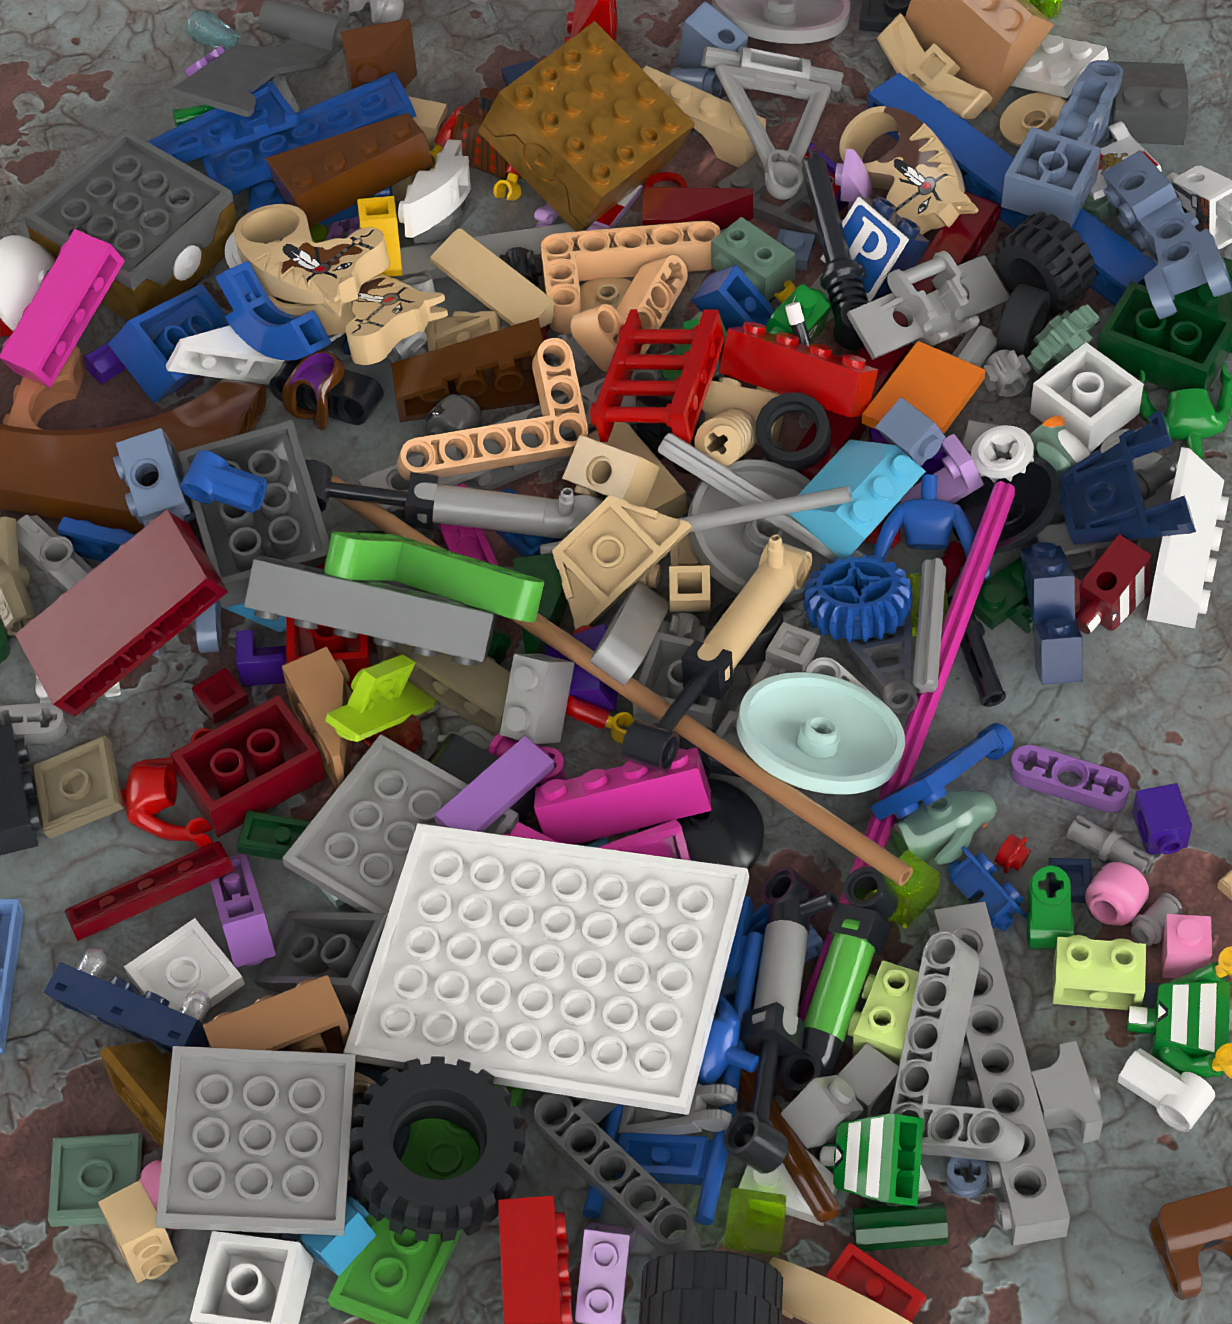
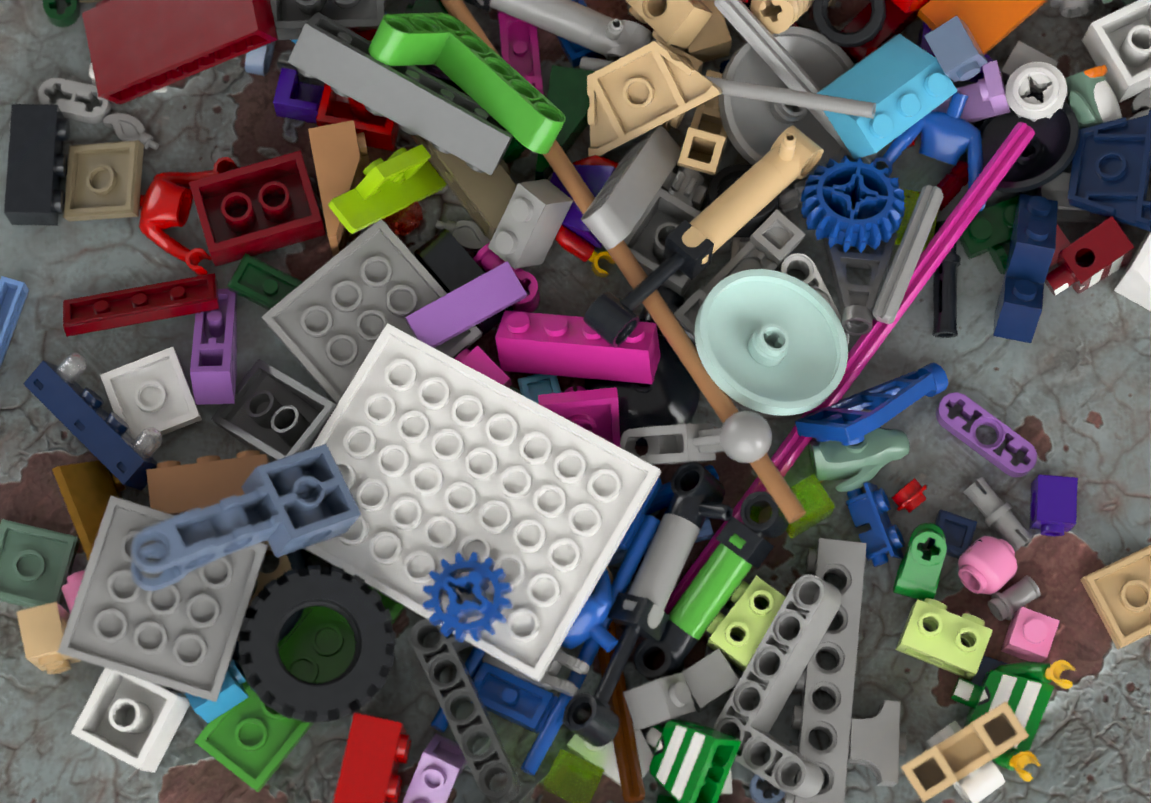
camera: 10 degrees right, 20 degrees up
(88, 731) = (129, 129): none -> light grey piece
(220, 695) = (252, 123): dark red plate -> none
(360, 1004) = (284, 502): none -> sand blue brick
(589, 1048) = (475, 583): none -> blue gear
(822, 811) = (742, 437): none -> light grey piece
(1178, 1044) = (964, 751): none -> tan arch

